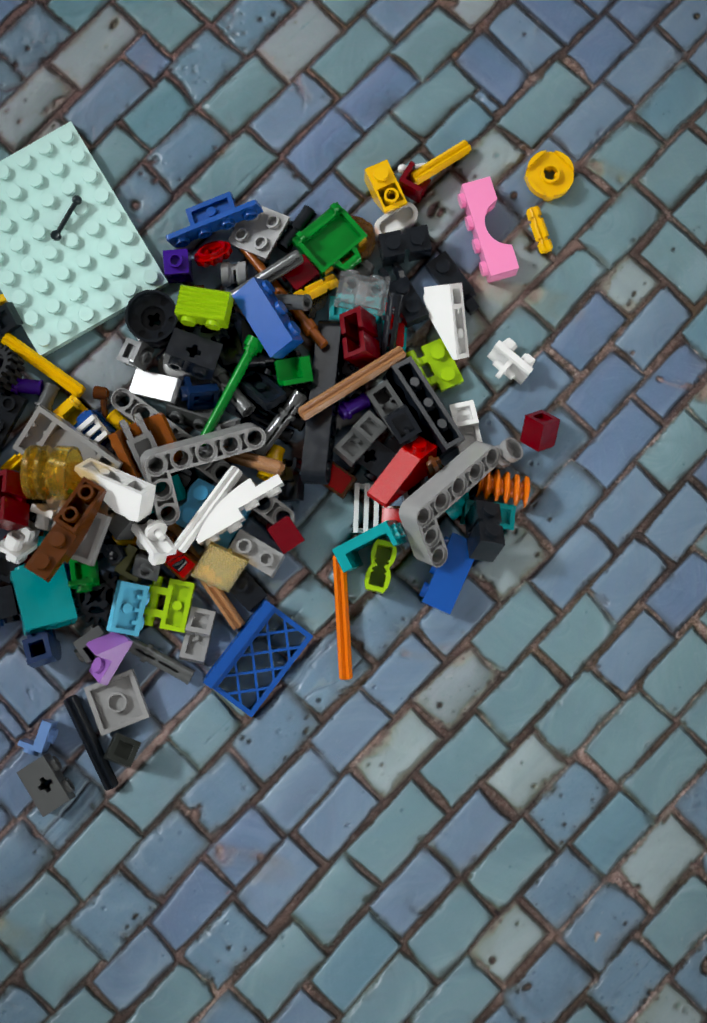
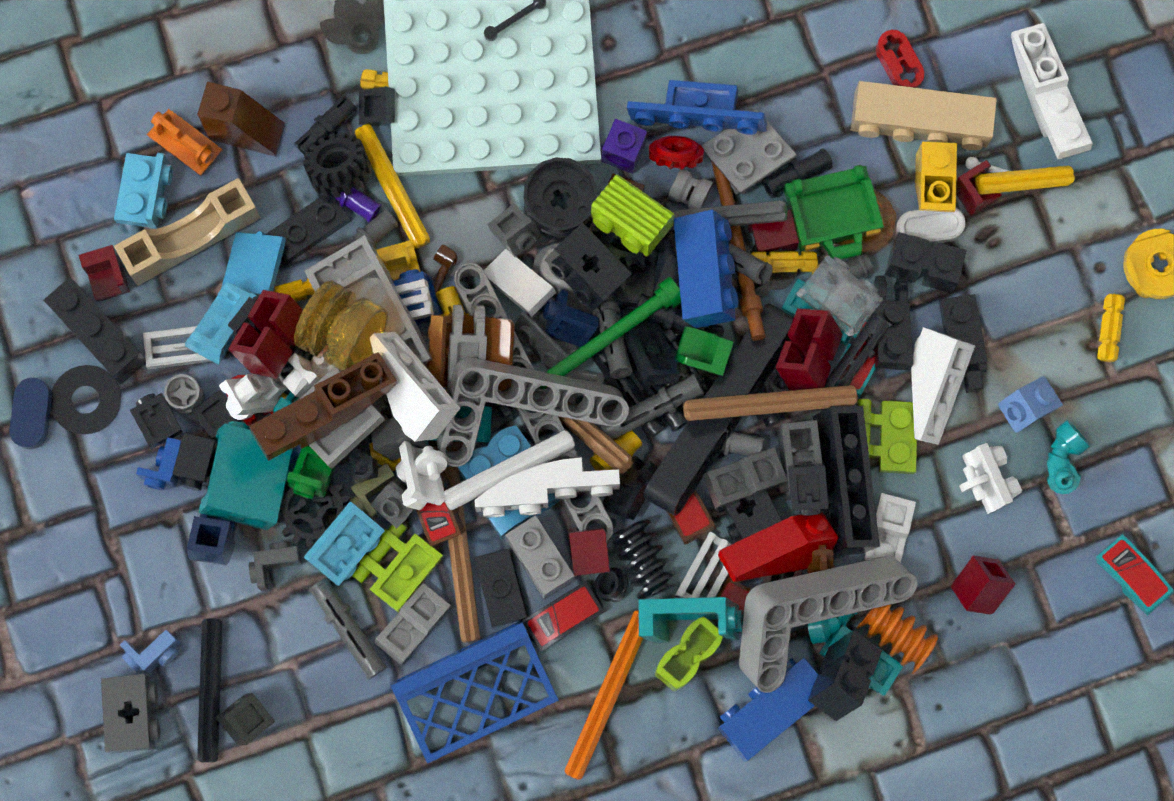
camera: 25 degrees right, 5 degrees down
(110, 652) = (295, 587): medium lavender slope -> none
(117, 703) = (269, 656): light grey plate -> none
(219, 567) = (485, 550): clear yellow piece -> none
(290, 581) = (564, 615): none -> slope
(306, 549) = (605, 585): none -> black plate
(322, 521) = (643, 559): none -> black piece
(328, 122) = (906, 56): none -> red beam
(353, 406) = (756, 433): dark purple pin -> none
(356, 152) = (923, 115): none -> tan brick
(427, 99) = (1048, 91): none -> white slope
(496, 258) = (1036, 337): bright pink arch -> none
(510, 452) = (930, 593): light grey wheel -> none
(513, 302) = (1029, 404): none -> medium blue bracket
(554, 336) = (1061, 472): none -> teal arm
(629, 376) = (1135, 574): none -> slope

